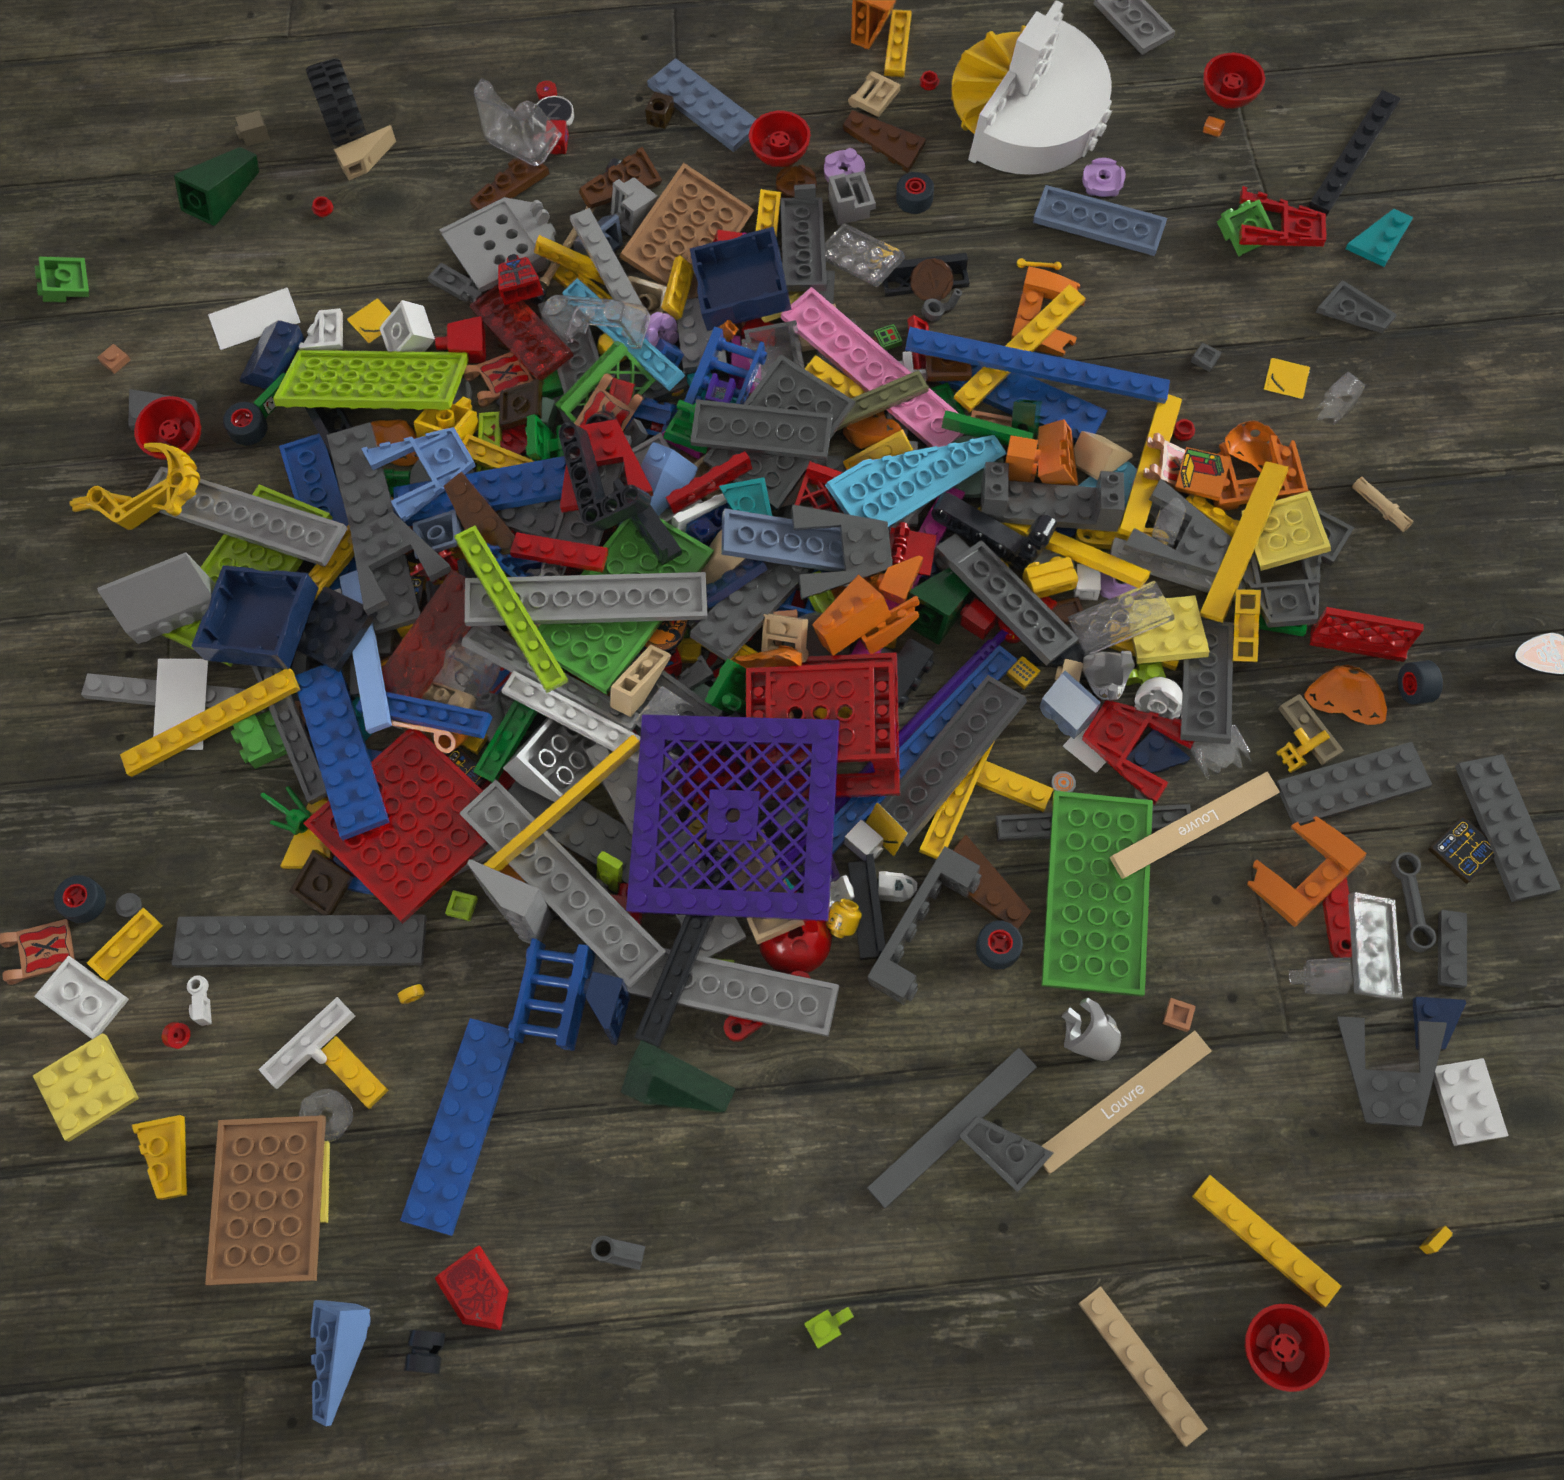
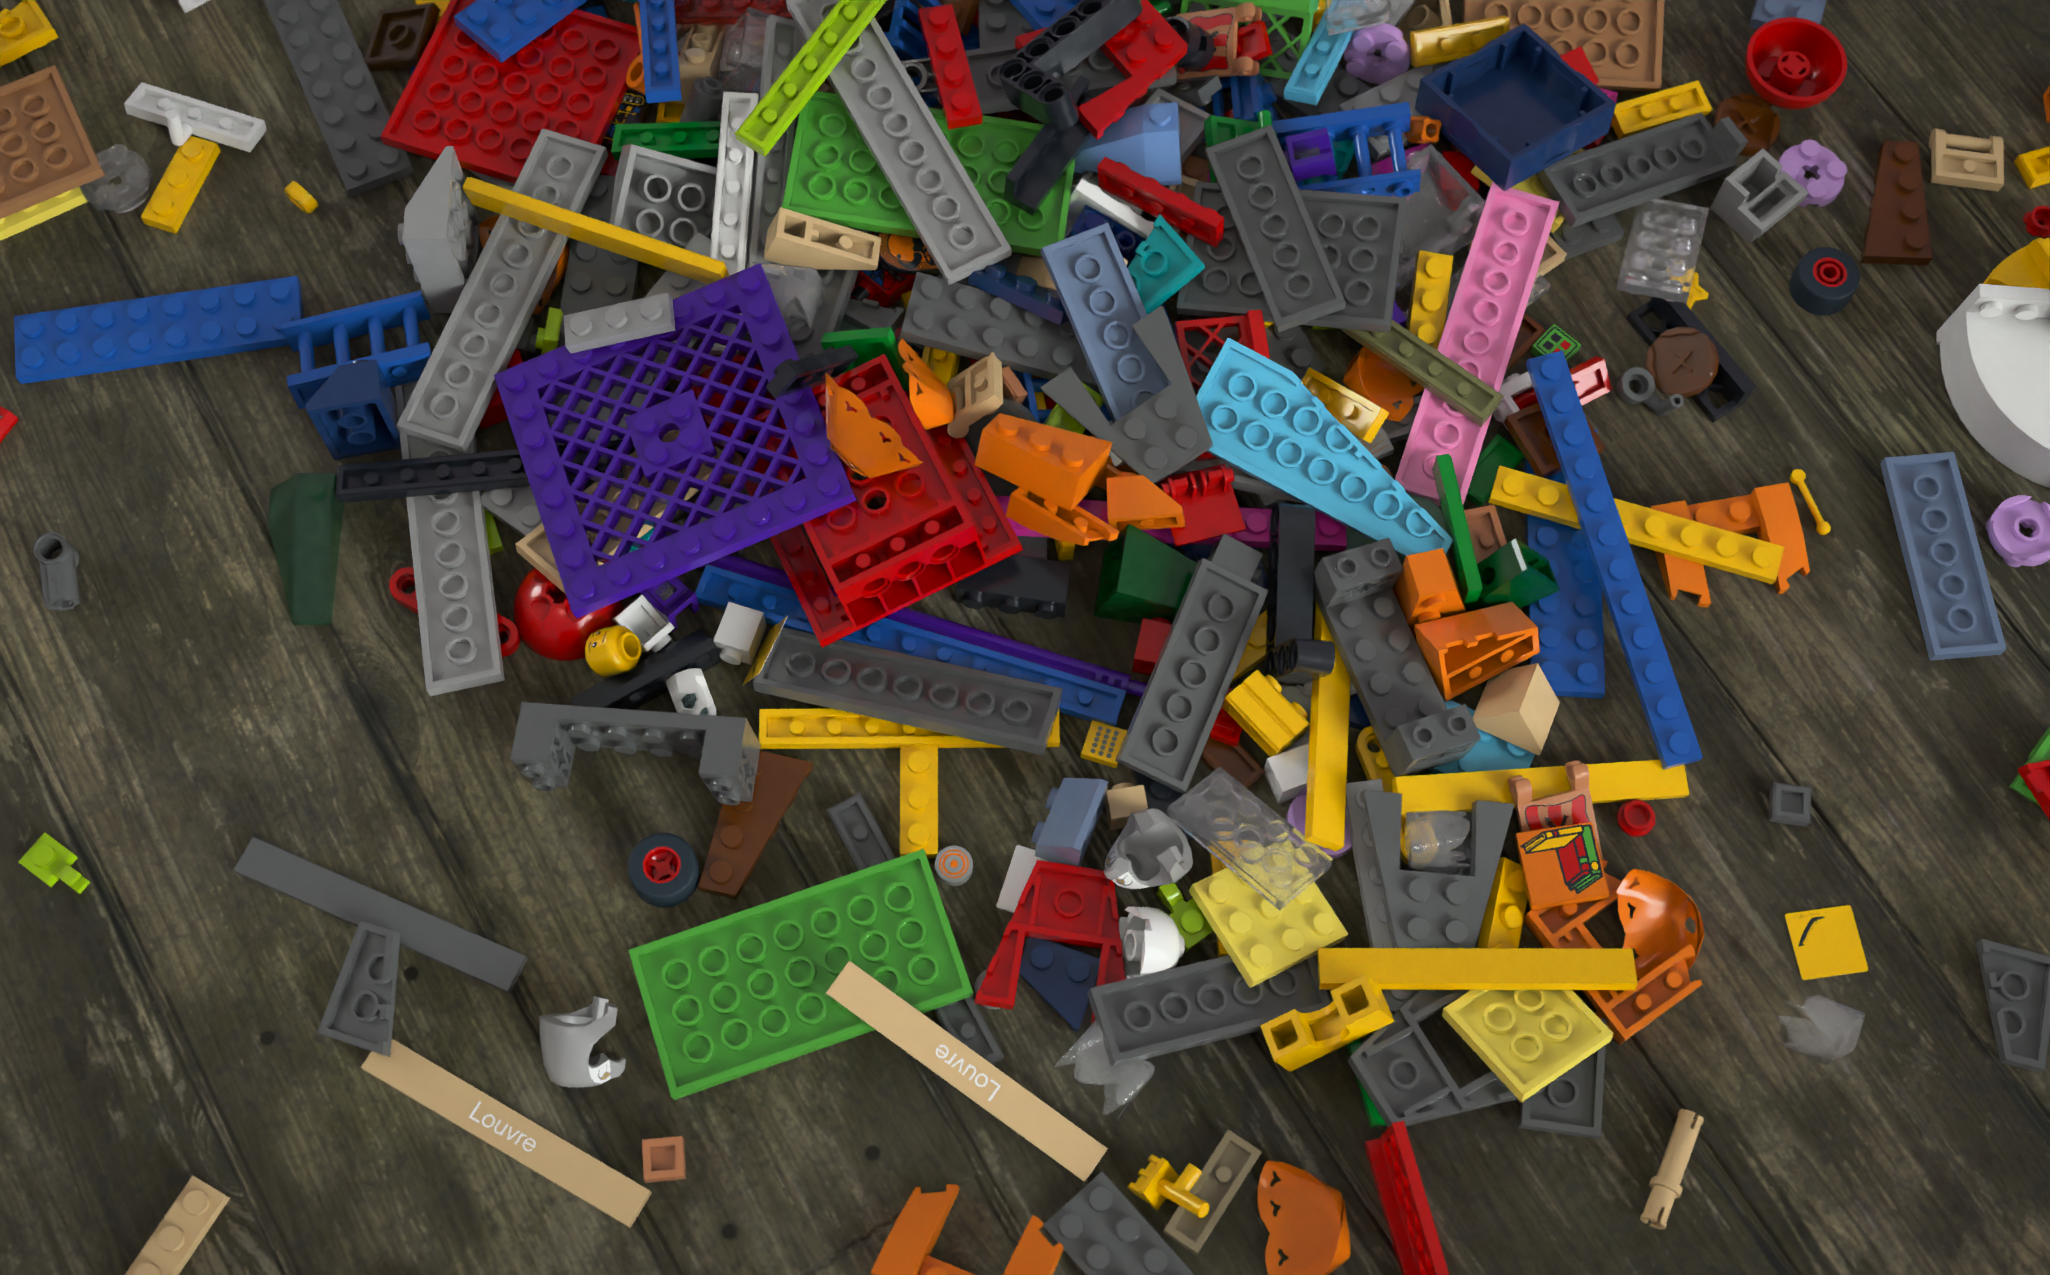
camera: 60 degrees right, 0 degrees up
(639, 814) = (619, 323): none -> light grey plate
(670, 351) = (1350, 79): blue panel -> none
(745, 708) = (810, 370): none -> black plate
(812, 697) = (857, 436): none -> orange piece

